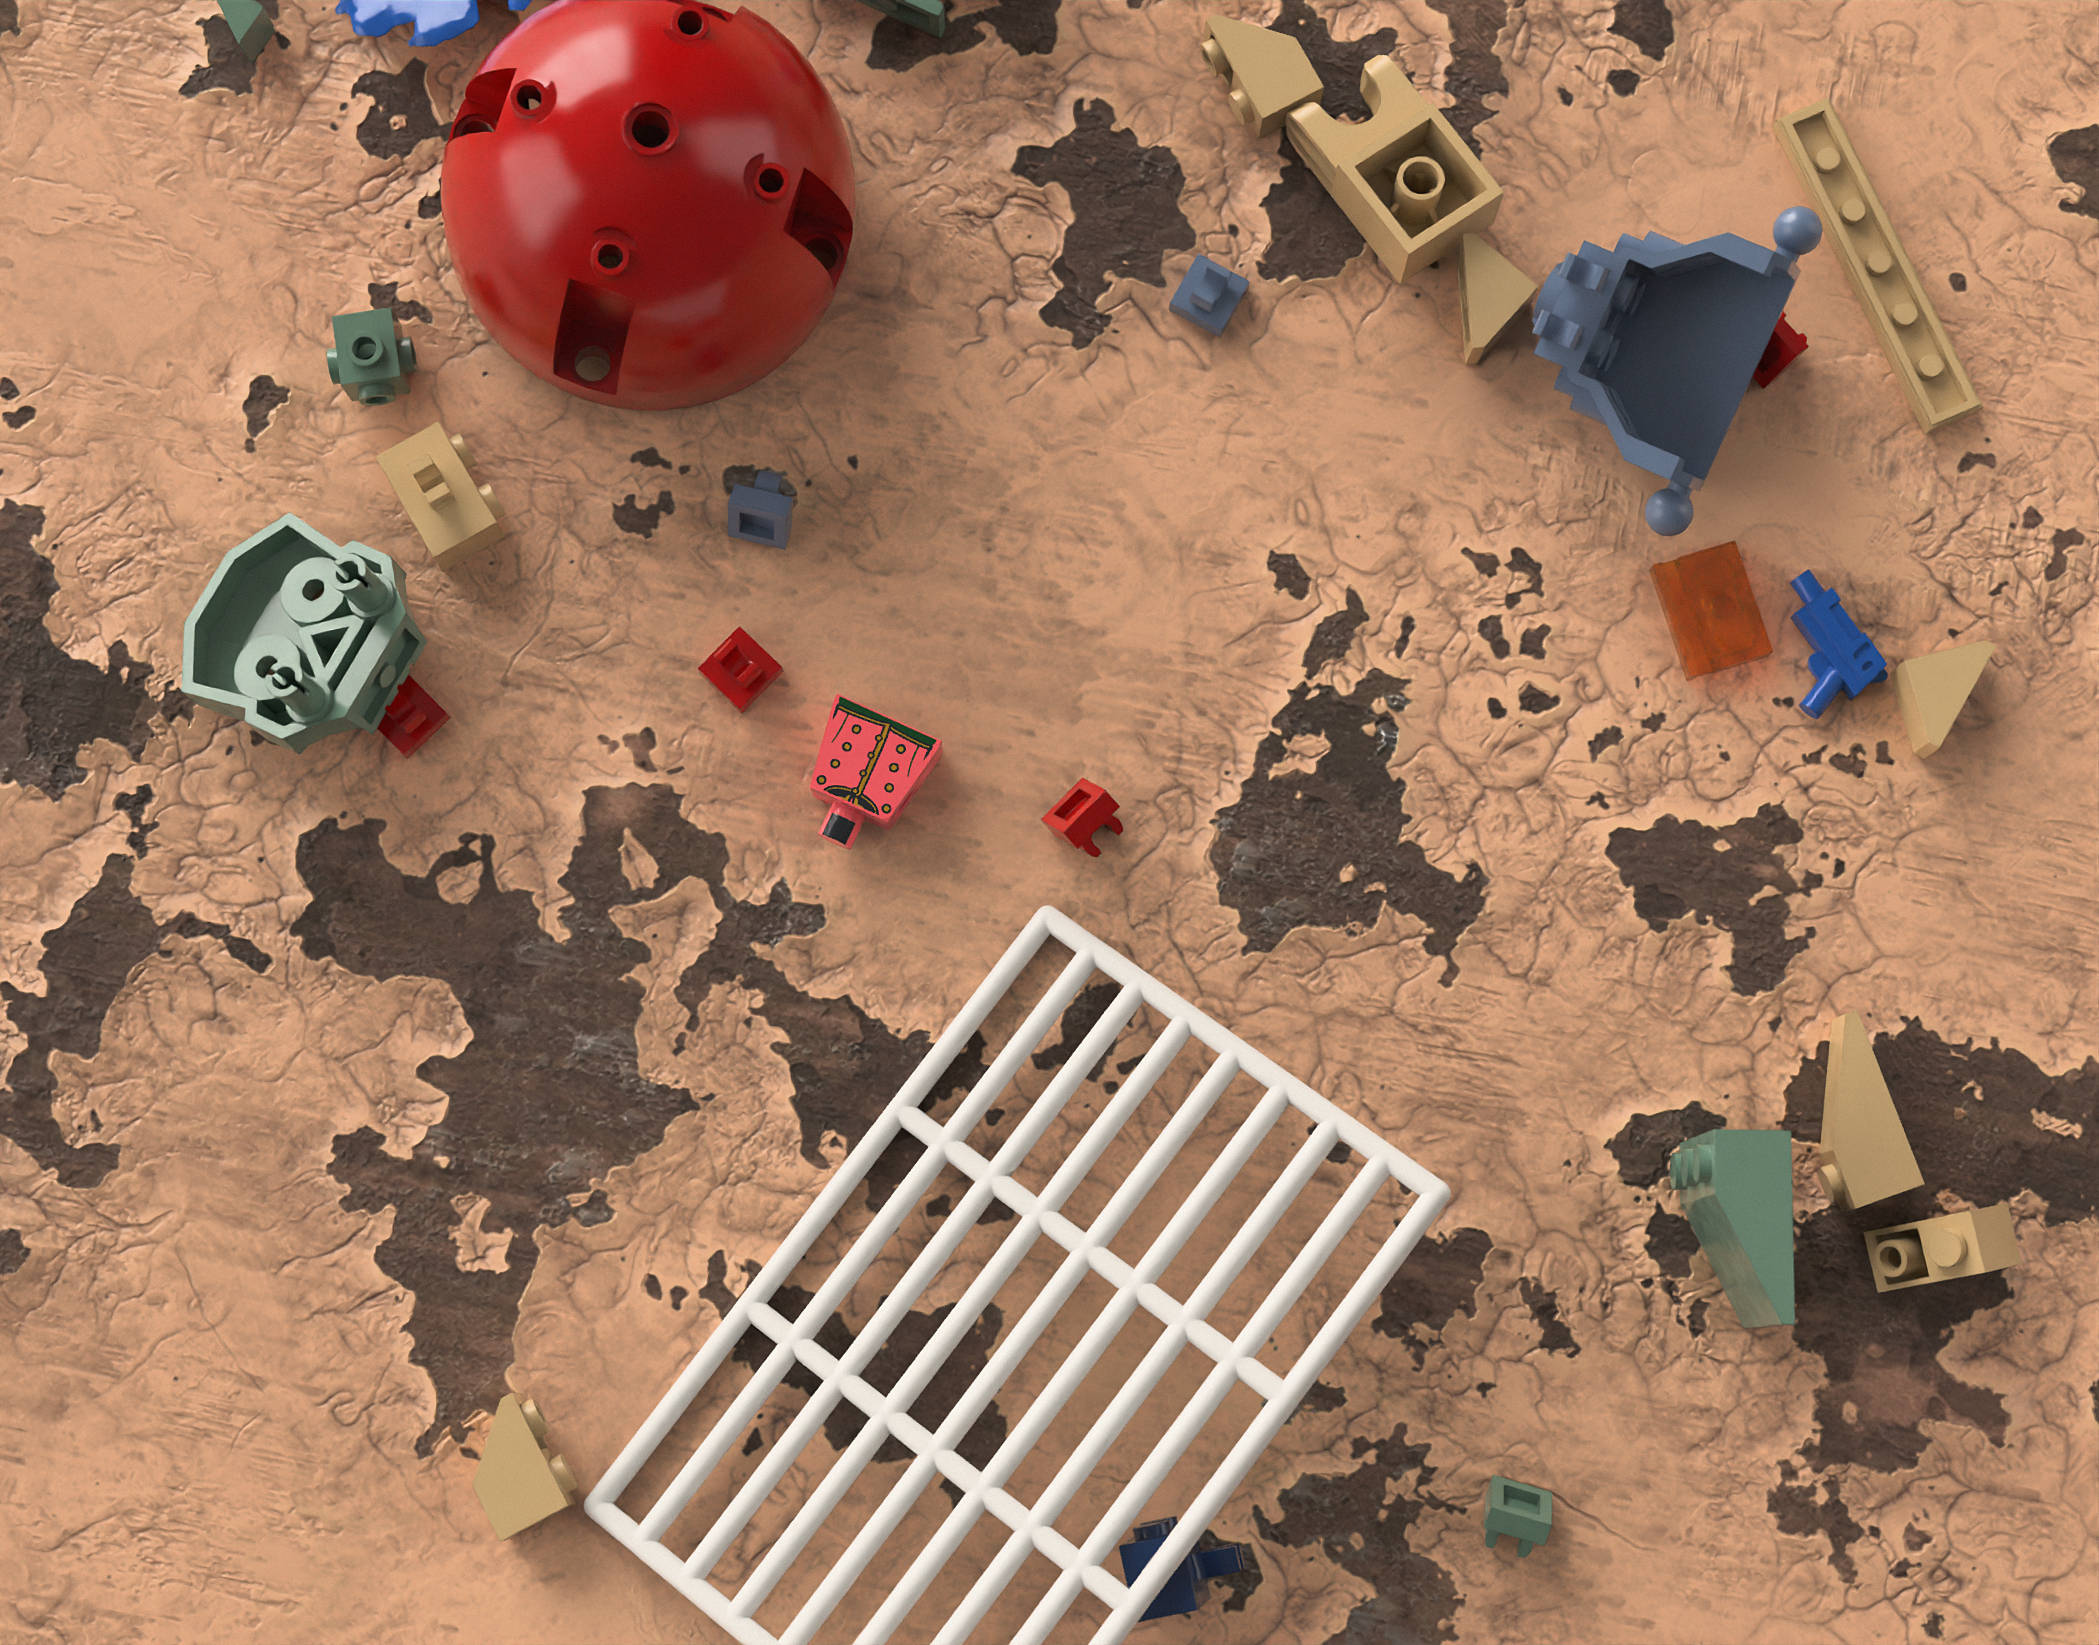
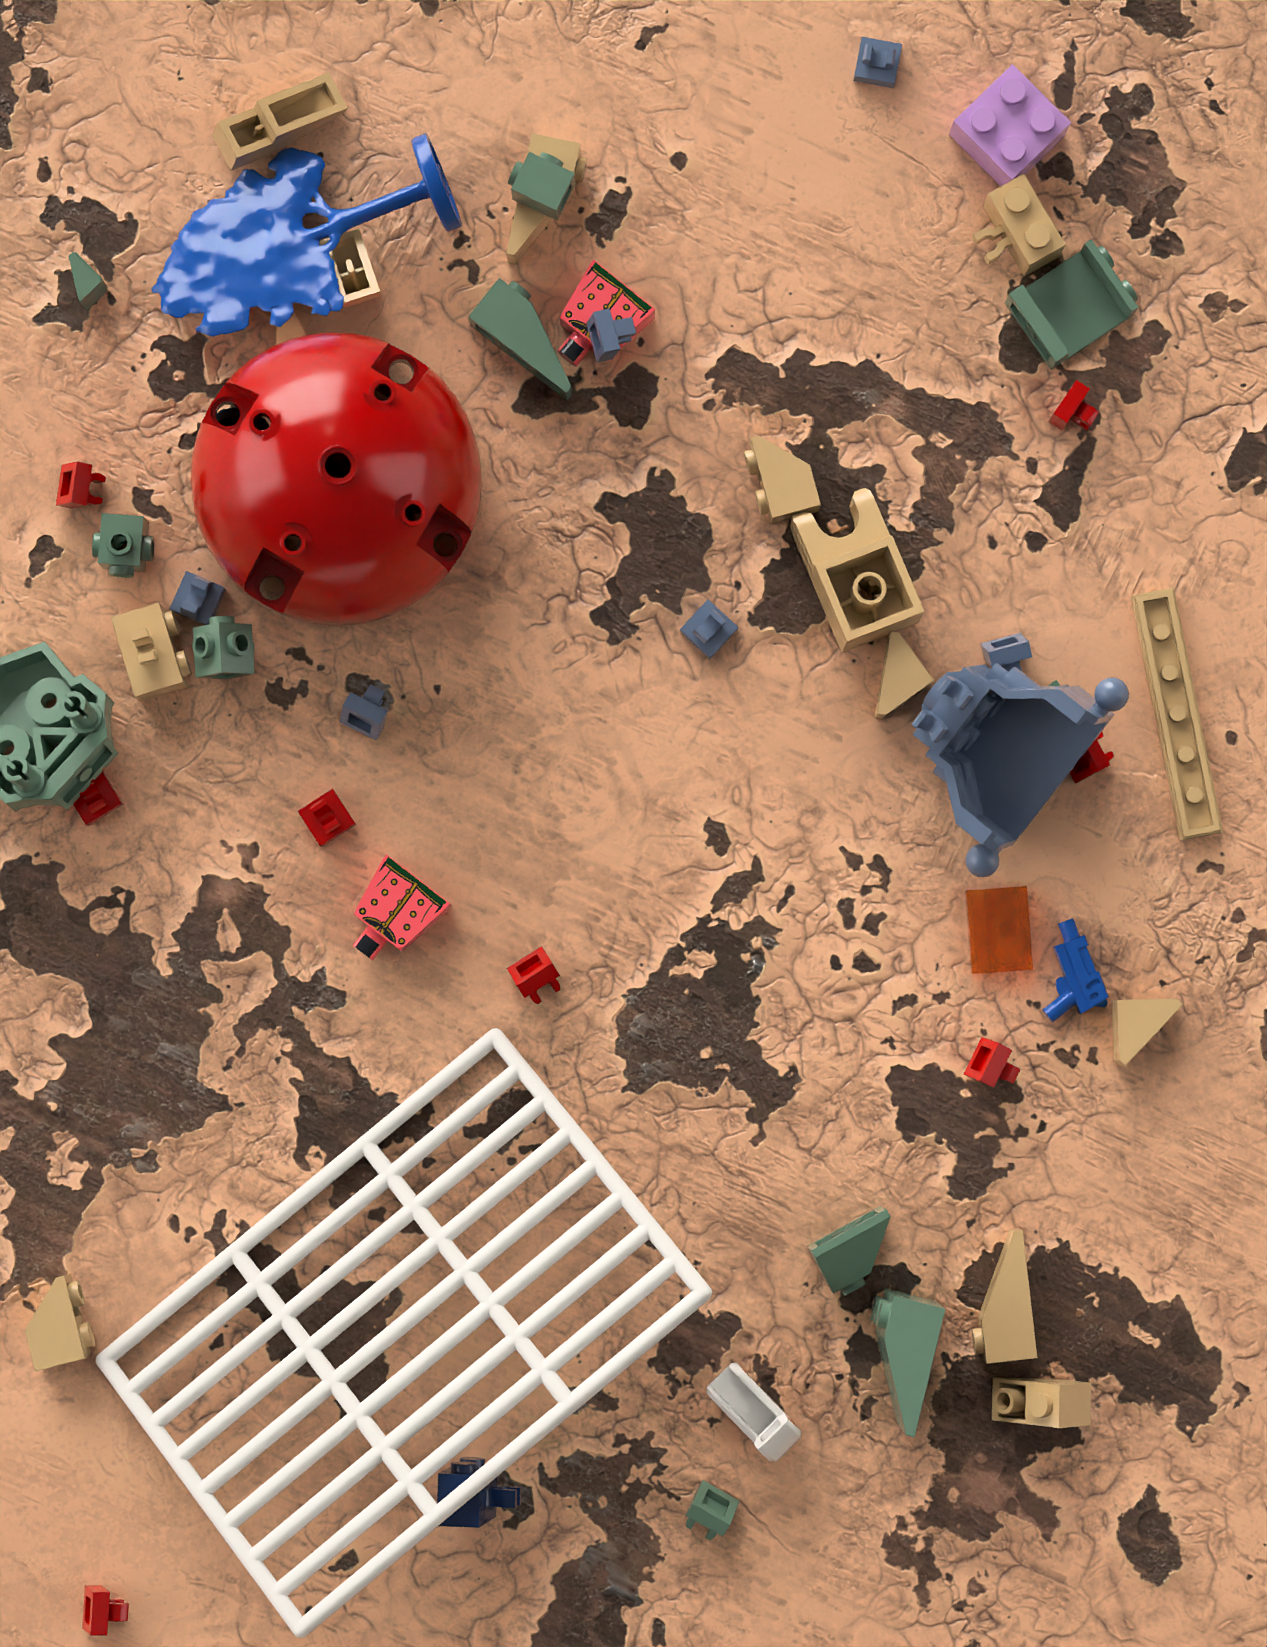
camera: 15 degrees right, 5 degrees up
(286, 294) = (74, 485): none -> red tile
(492, 412) = (197, 598): none -> sand blue tile
(543, 468) = (223, 649): none -> sand green brick
(1544, 1358) = (754, 1412): none -> white animal
(1623, 1097) = (850, 1251): none -> sand green slope
(1634, 222) = (1007, 651): none -> sand blue tile
(1749, 793) = (991, 1064): none -> red tile

